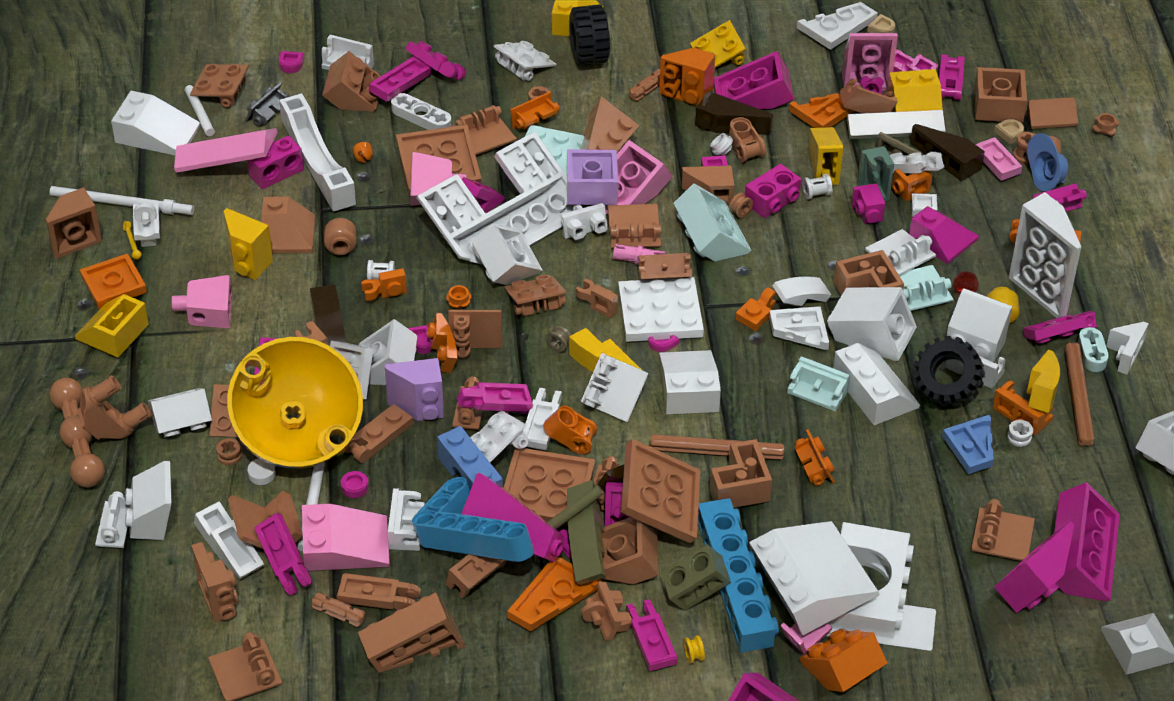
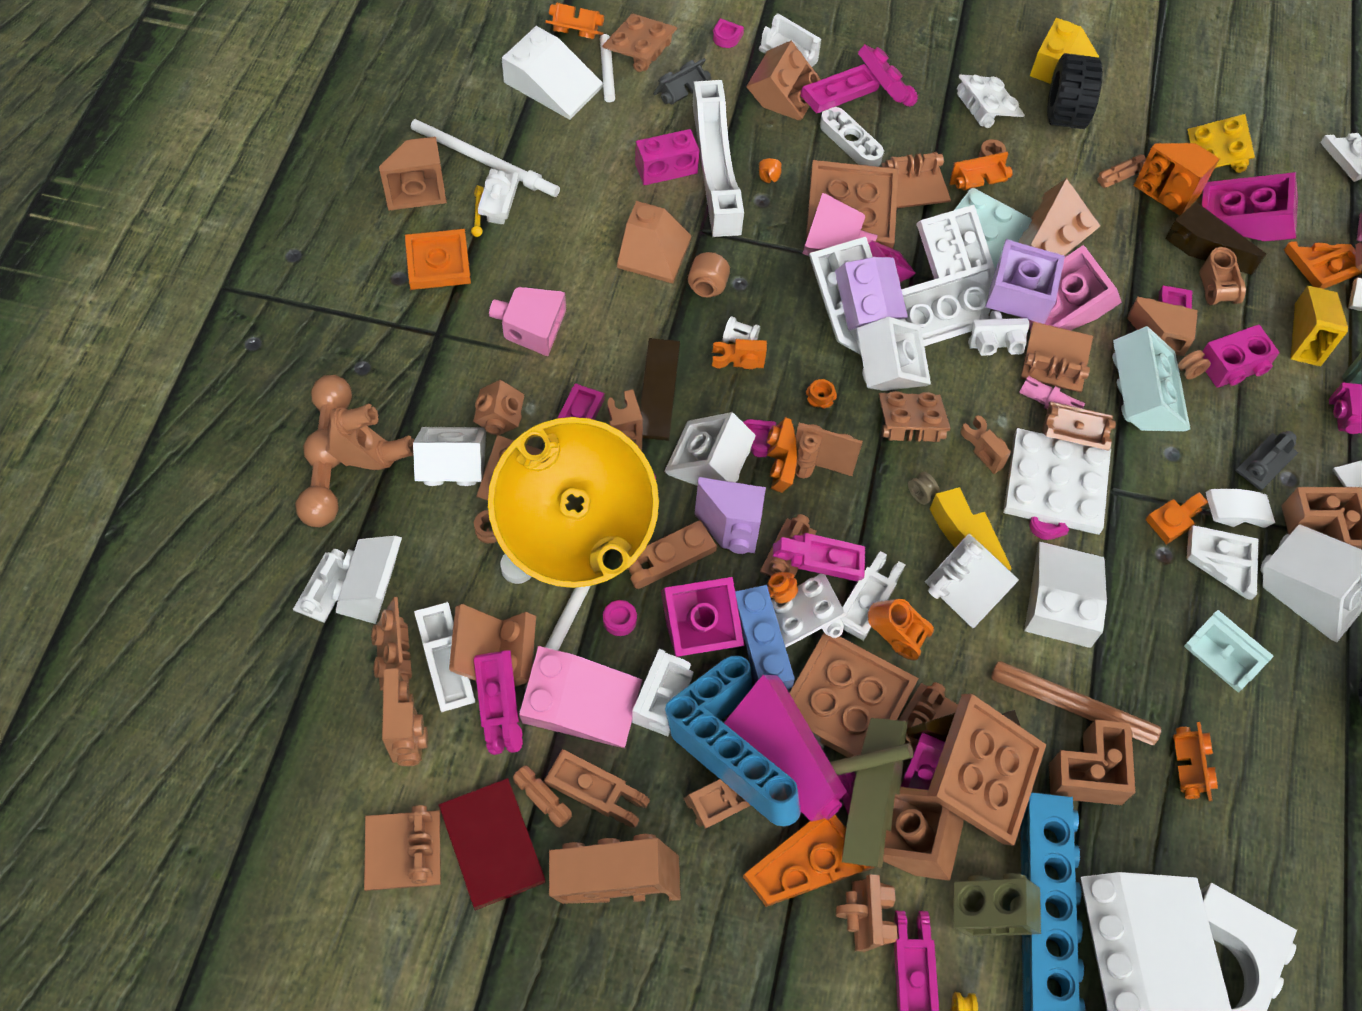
camera: 15 degrees right, 15 degrees up
(115, 325) = (417, 320): yellow slope -> none
(169, 81) = (586, 23): none -> orange hinge
(179, 539) = (392, 643): none -> nougat hinge
(206, 368) = (498, 408): none -> nougat brick
(224, 150) = (614, 127): bright pink slope -> none
(248, 244) = (599, 257): yellow slope -> none
(311, 648) = (491, 844): none -> dark red tile
(359, 359) = (666, 453): white wing -> none
(417, 459) = (702, 616): none -> dark pink slope
(471, 210) = (870, 291): none -> lavender slope
(473, 426) = (782, 587): none -> orange plate
(721, 144) = (1191, 275): white plate -> none
(815, 254) = (1269, 459): none -> dark grey hinge
(817, 186) = (1295, 365): white bush -> none
(874, 384) = (1299, 672): white slope -> none

